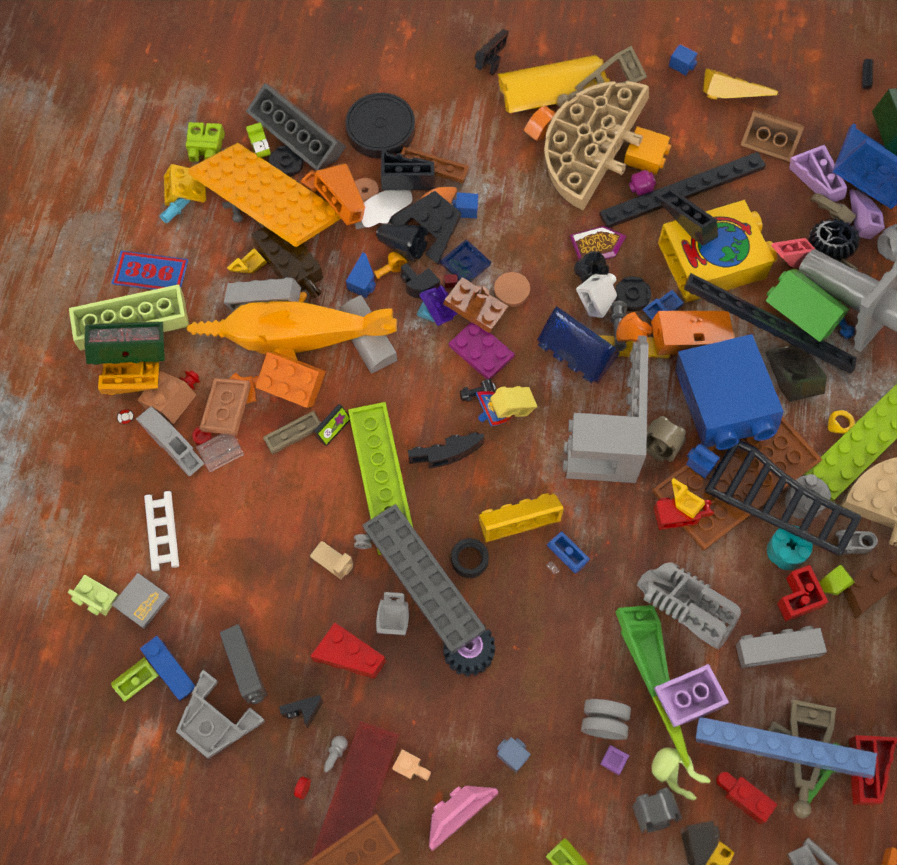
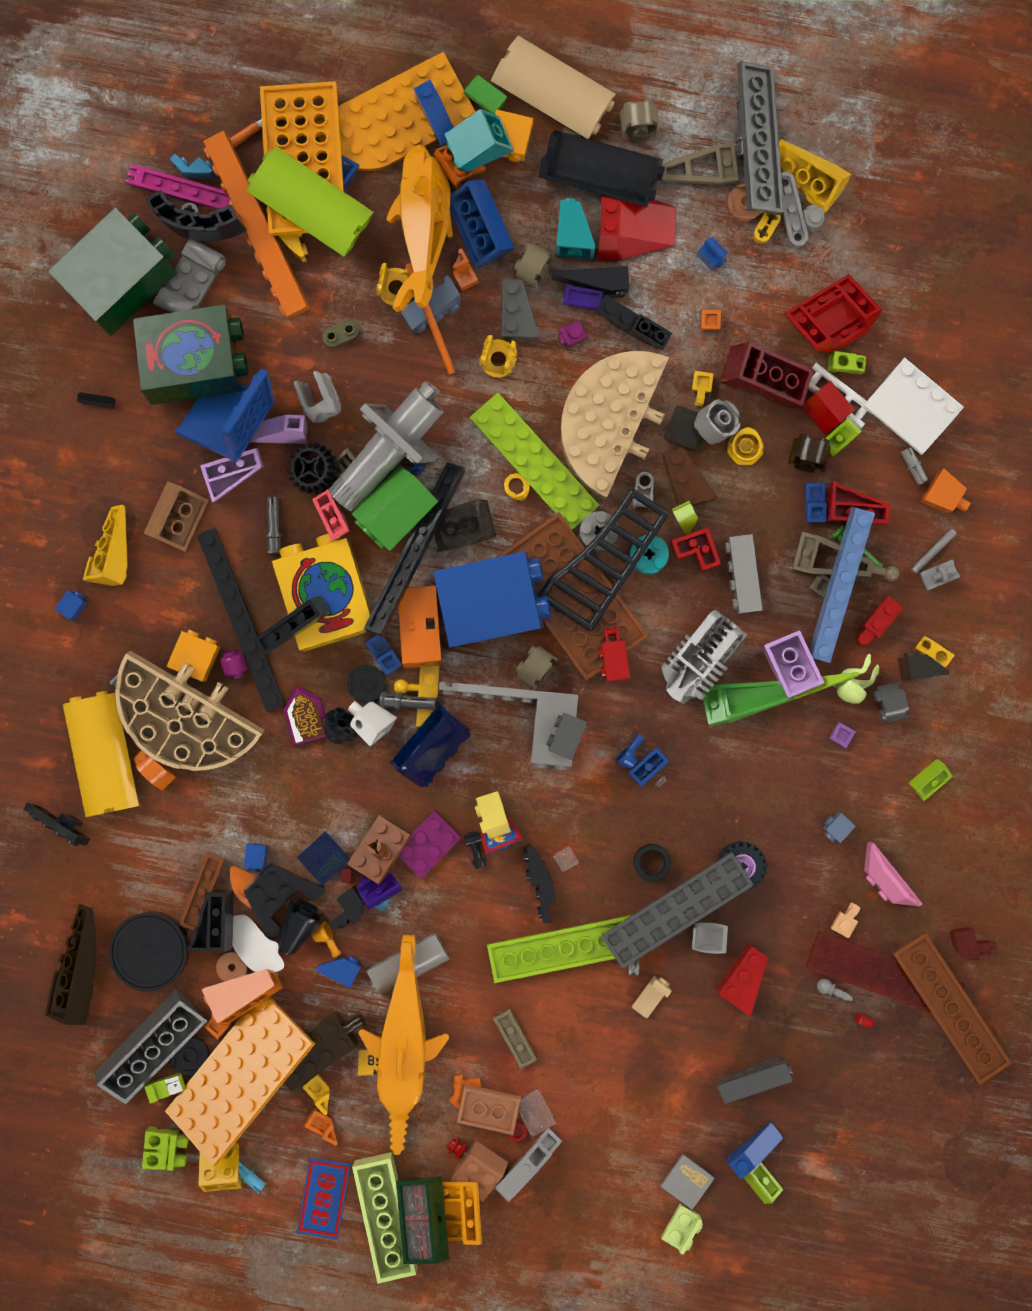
camera: 90 degrees left, 20 degrees up
(125, 416) = (492, 1212): sticker -> none
(170, 538) = (625, 1157): white bar -> none
(207, 727) = (810, 1108): light grey wing -> none
(217, 267) = (321, 1125): none -> orange slope
(261, 291) = (364, 1078): light grey brick -> none
(290, 379) = (462, 1044): orange brick -> none
(308, 707) = (793, 1018): black slope -> none
(332, 425) = (510, 998): slope -> none
(353, 72) = (74, 981): none -> dark brown wedge
(470, 476) = (566, 858): none -> clear tile
(512, 289) = (358, 810): nougat tile -> none
(520, 517) = (613, 813): yellow slope -> none
(576, 532) = (626, 757): none -> blue bar
(605, 436) = (567, 735): none -> dark grey brick
(606, 719) = (812, 742): light grey wheel -> none
(629, 63) = (87, 668): dark tan plate -> none
(631, 327) = (416, 689): orange arm -> none
(685, 500) = (607, 653): yellow slope -> none
(702, 460) = (561, 631): blue brick -> none
(776, 212) = (273, 536): none -> dark grey pin
(836, 210) = (277, 459): dark tan piece -> none
(869, 725) = (815, 502): none -> blue slope

